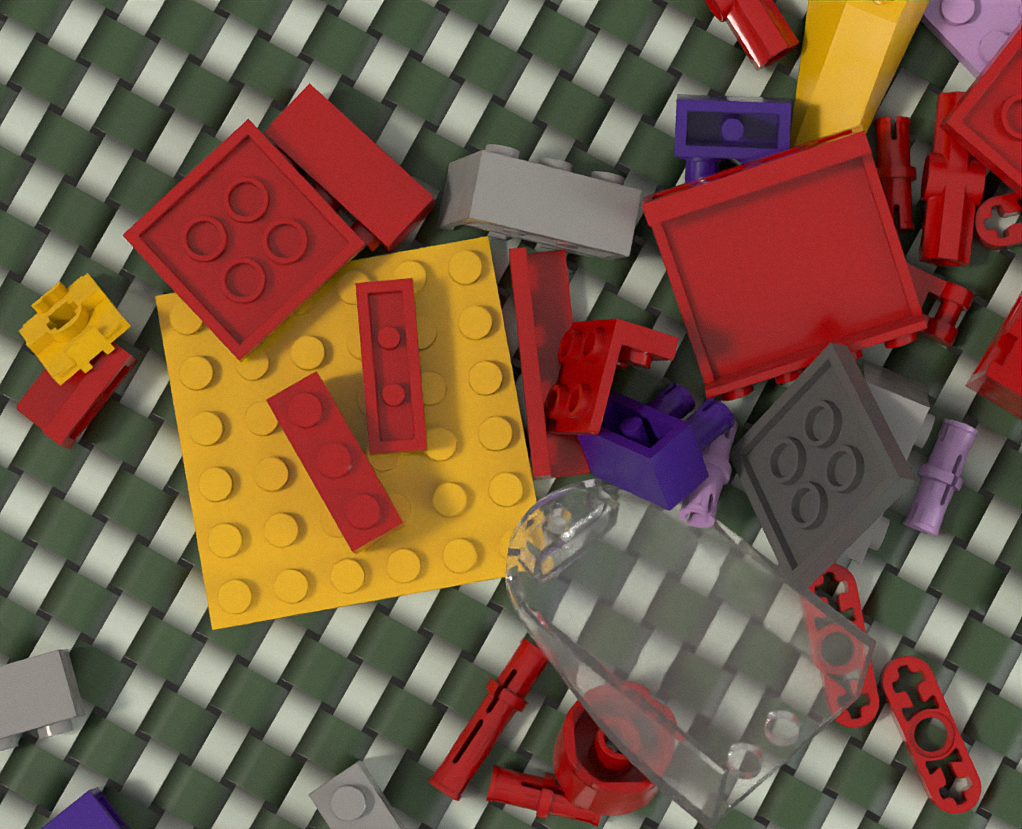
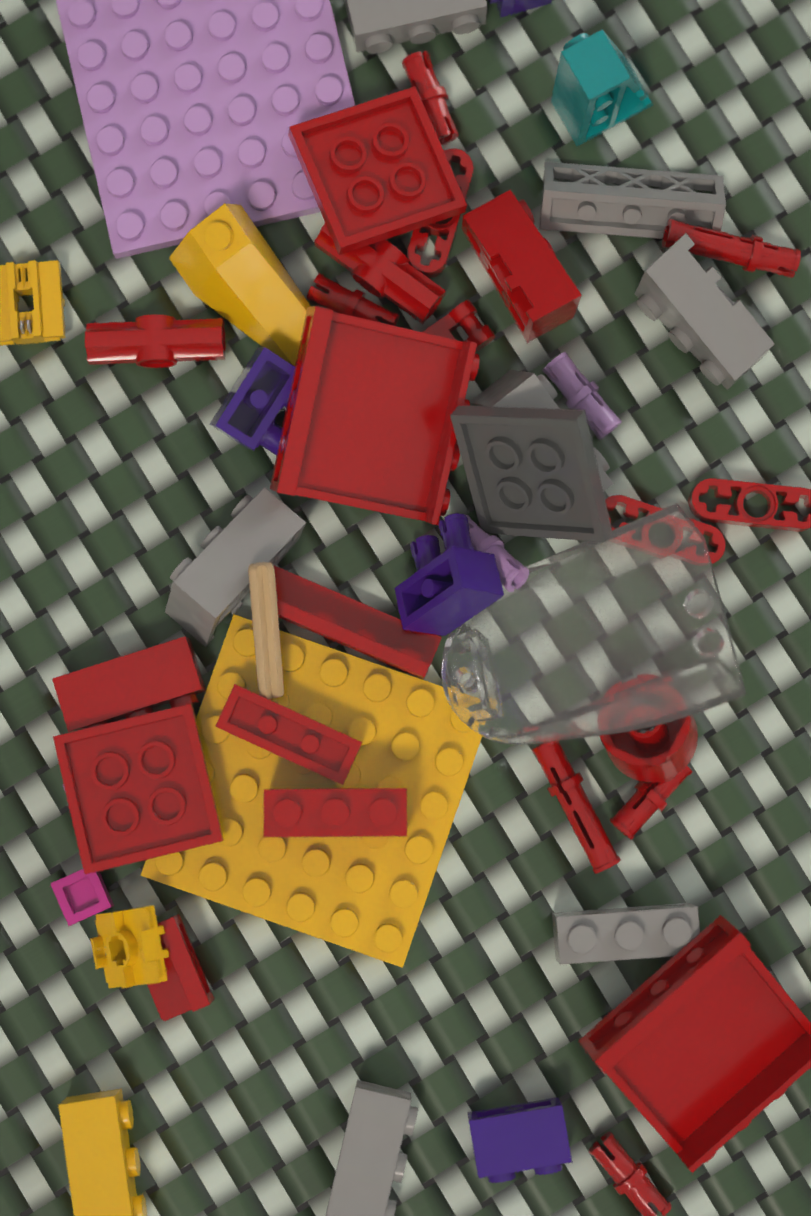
camera: 60 degrees left, 0 degrees up
(99, 246) = (81, 895): none -> dark pink plate
(488, 278) = (266, 629): none -> tan axle
(589, 360) = (370, 595): red bracket -> none

